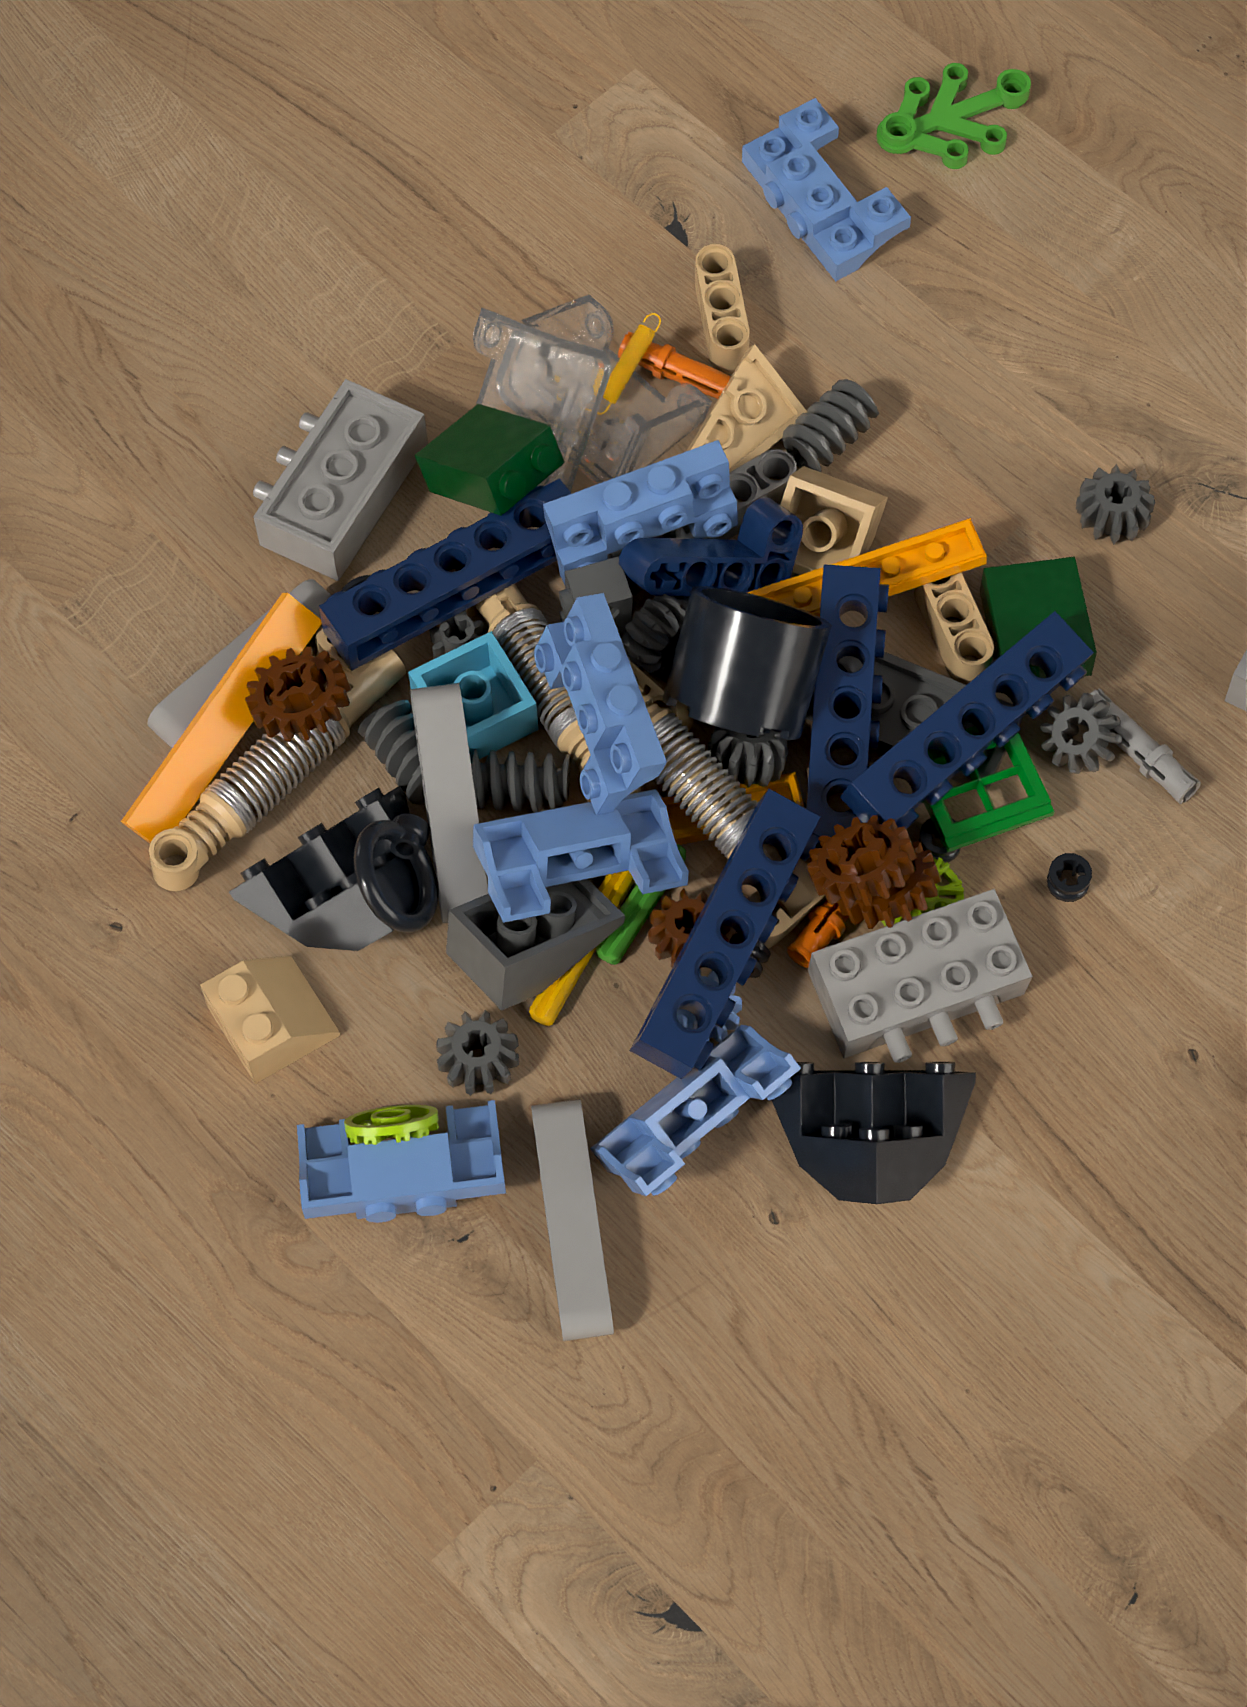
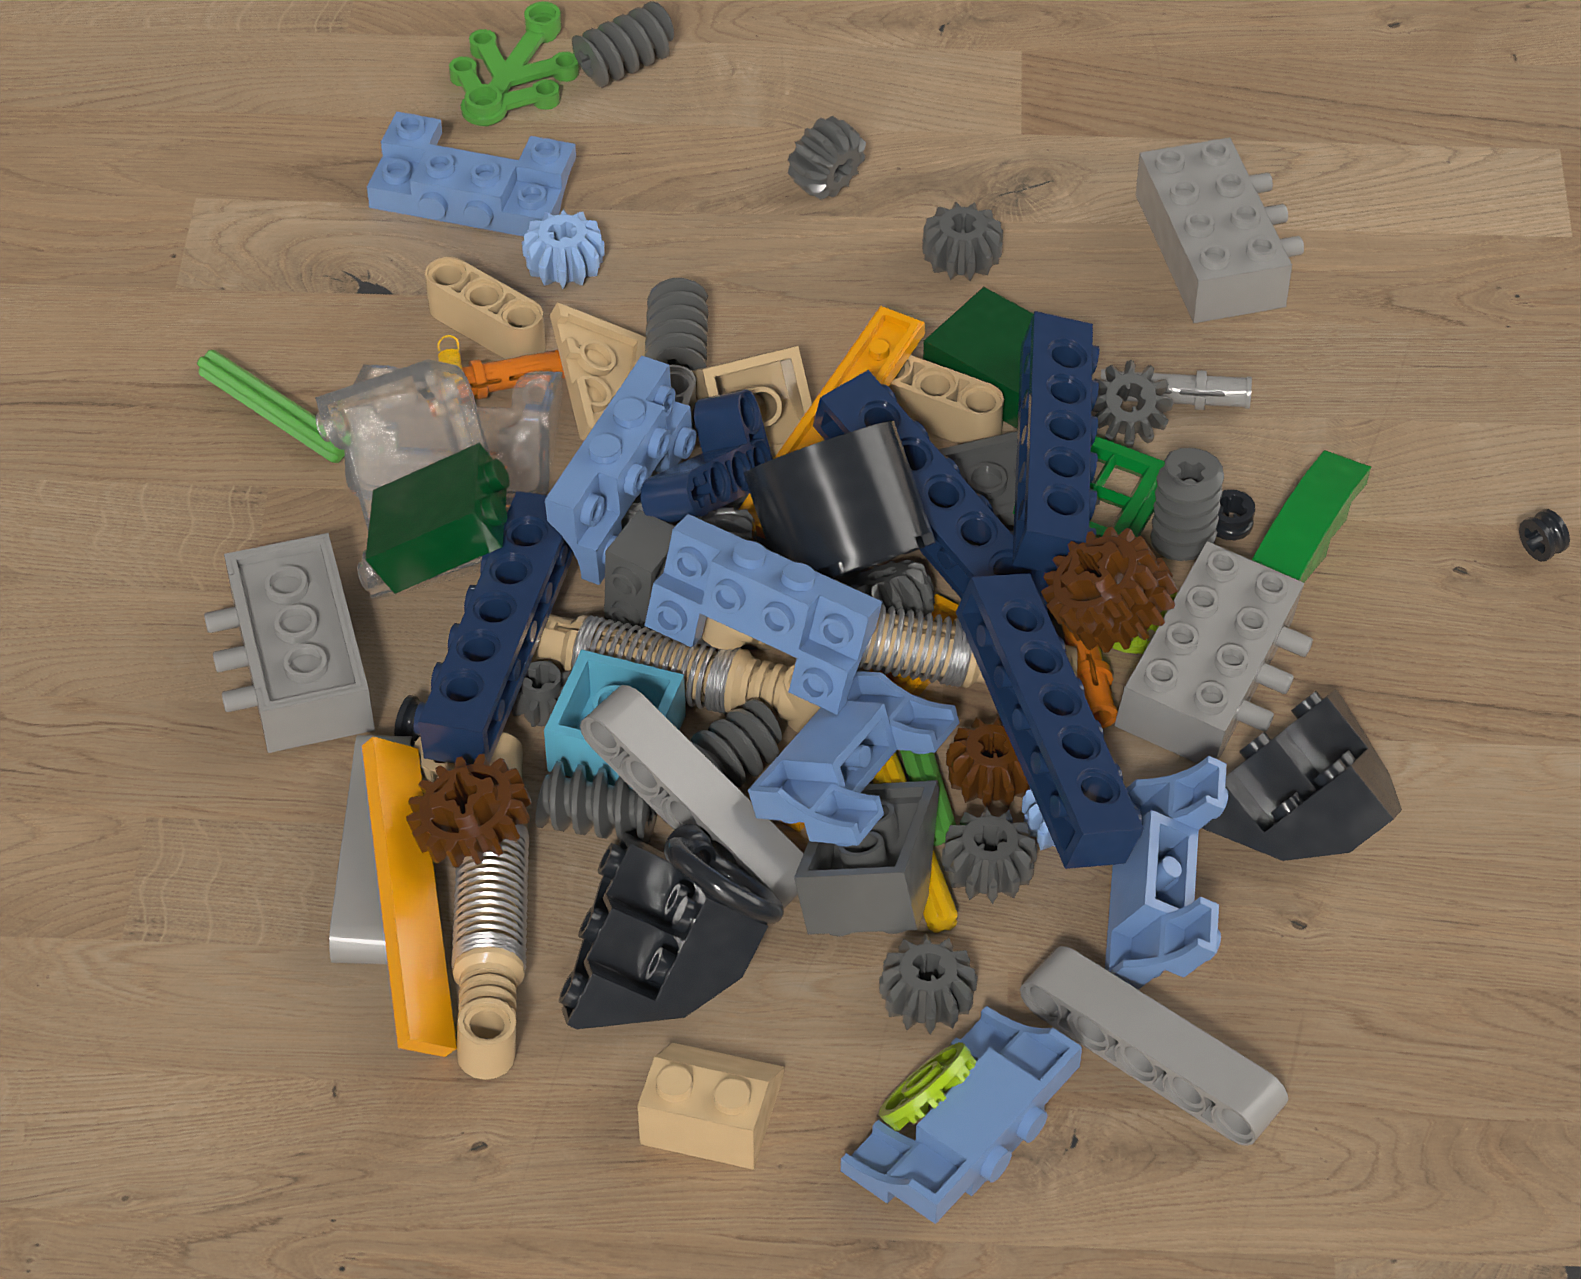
camera: 45 degrees left, 15 degrees down
(513, 262) = (266, 402): none -> bright green axle
(612, 980) = (989, 855): none -> dark grey gear
(826, 297) = (563, 248): none -> light blue gear
(1022, 847) = (1186, 504): none -> dark grey piece
(1043, 153) = (624, 43): none -> dark grey piece
(1082, 360) = (826, 157): none -> dark grey gear
(1111, 928) = (1312, 516): none -> green slope

